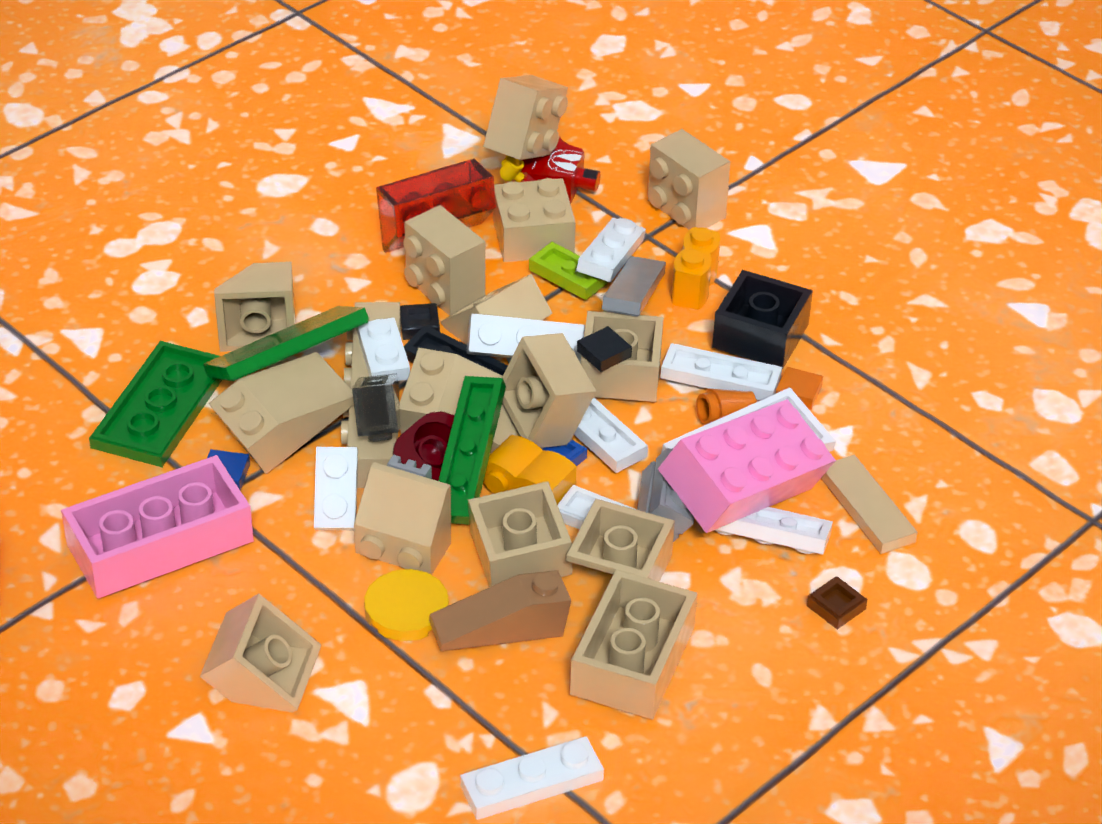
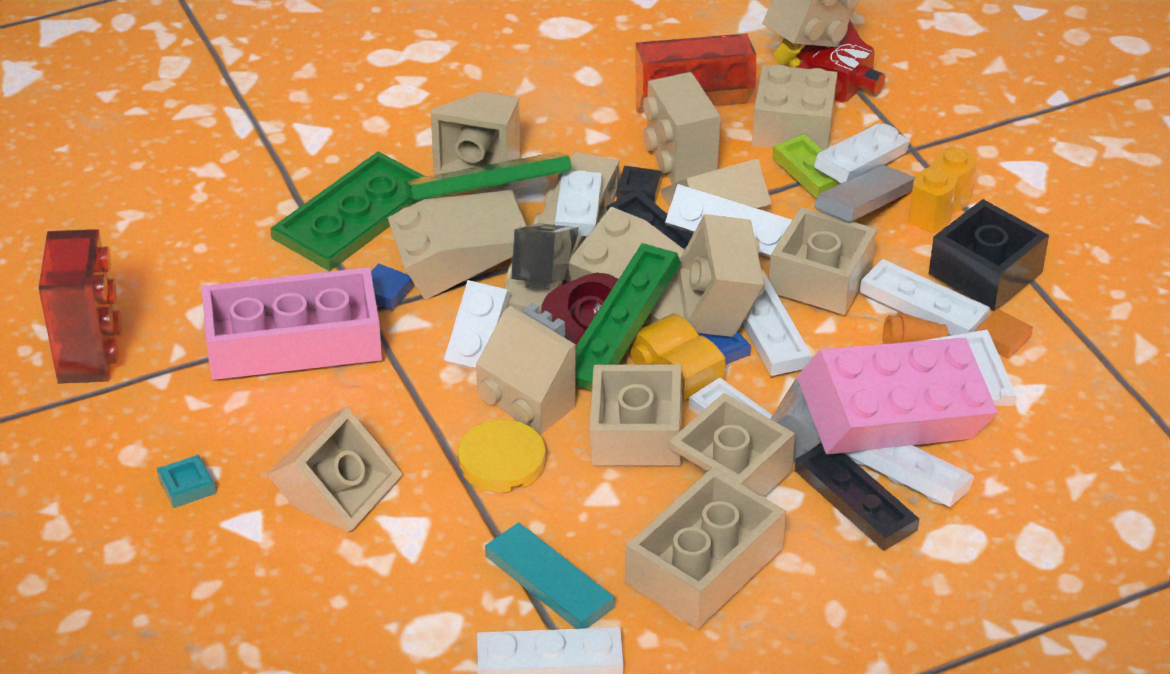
camera: 20 degrees right, 0 degrees up
(117, 702) = (186, 481): none -> teal tile
(500, 706) = (549, 577): none -> teal tile
(509, 612) = (592, 485): medium nougat slope -> none
(604, 348) = (797, 247): black tile -> none
(688, 180) = (970, 100): tan brick -> none
(739, 563) = (857, 496): none -> black plate
(837, 602) = (945, 559): reddish brown tile -> none
(869, 505) = (1024, 468): tan tile -> none

